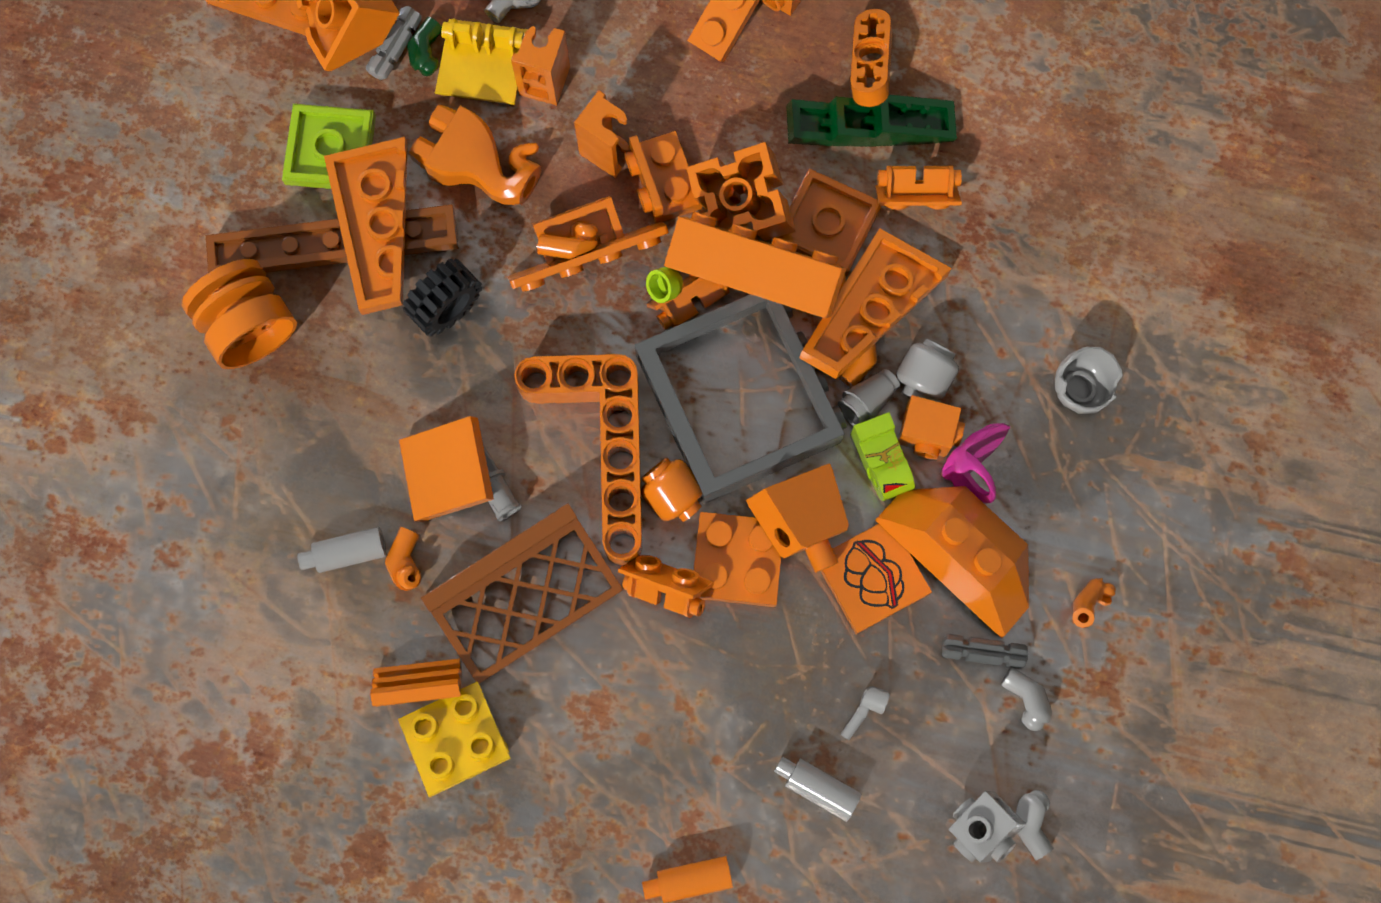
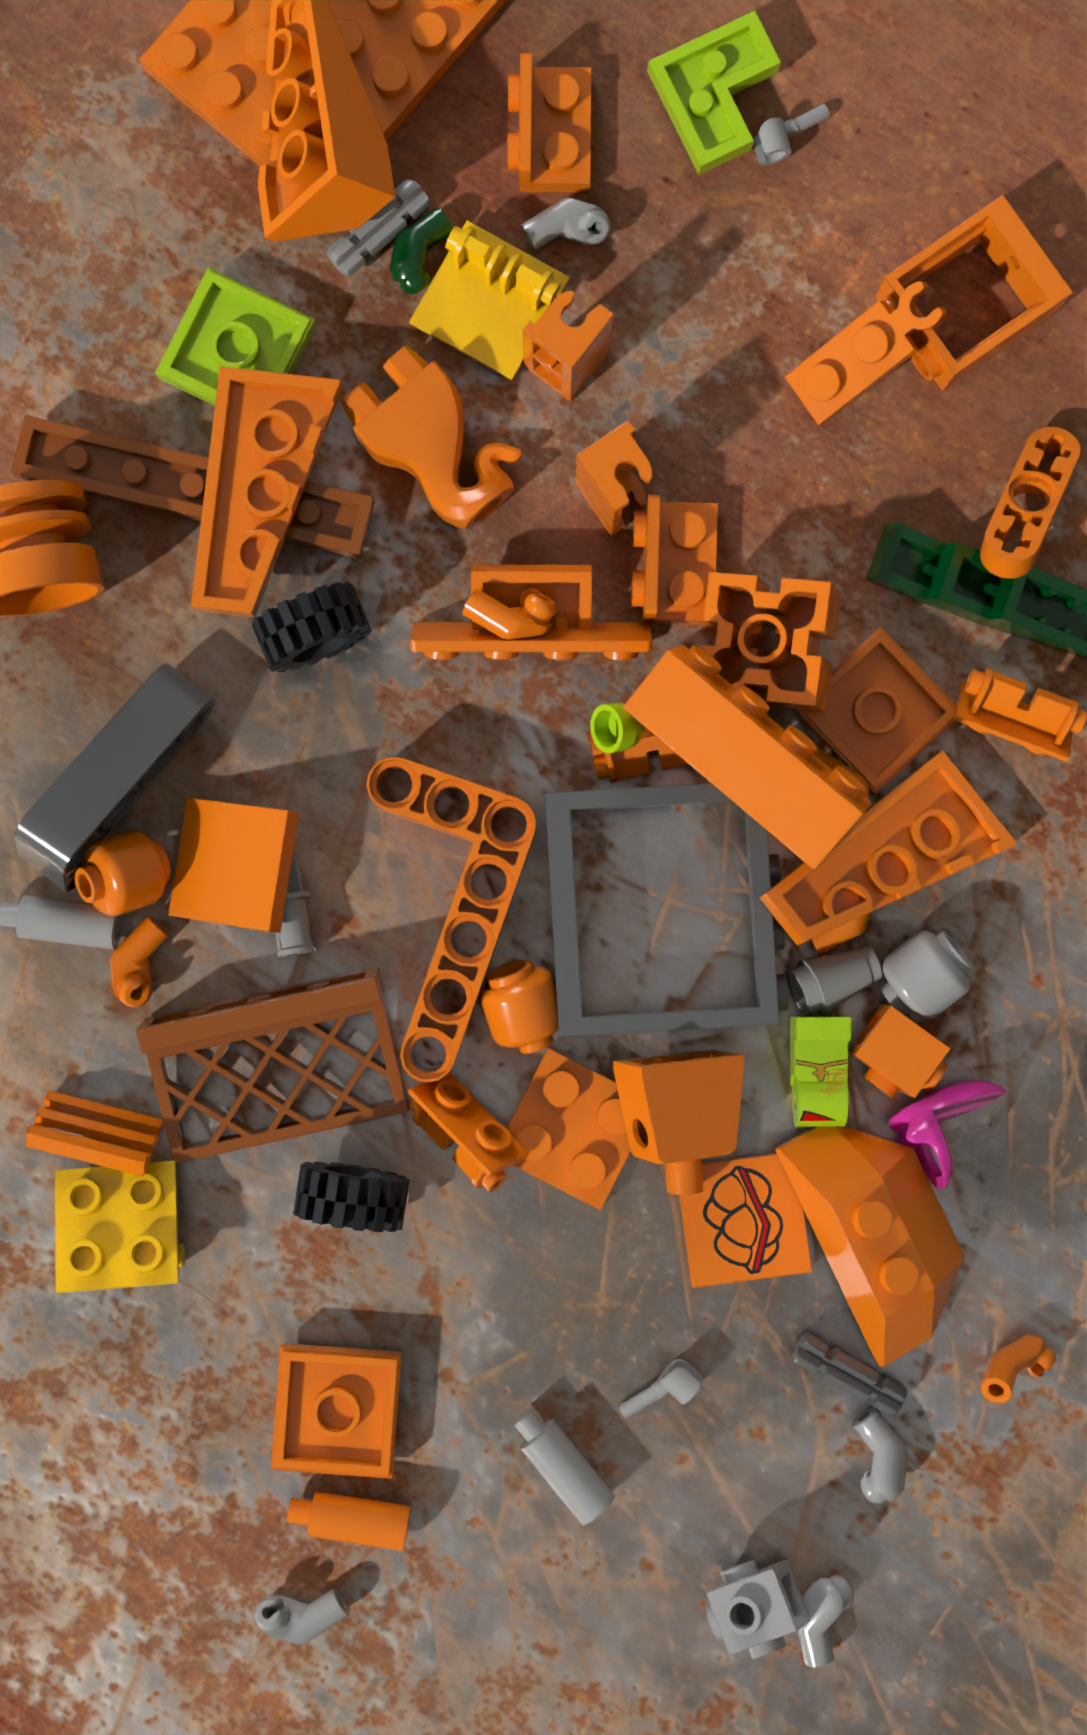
camera: 25 degrees right, 10 degrees up
(327, 474) = (111, 774): none -> dark grey beam
(374, 501) = (123, 873): none -> orange head
(606, 653) = (351, 1196): none -> black tyre
(650, 809) = (336, 1410): none -> orange plate

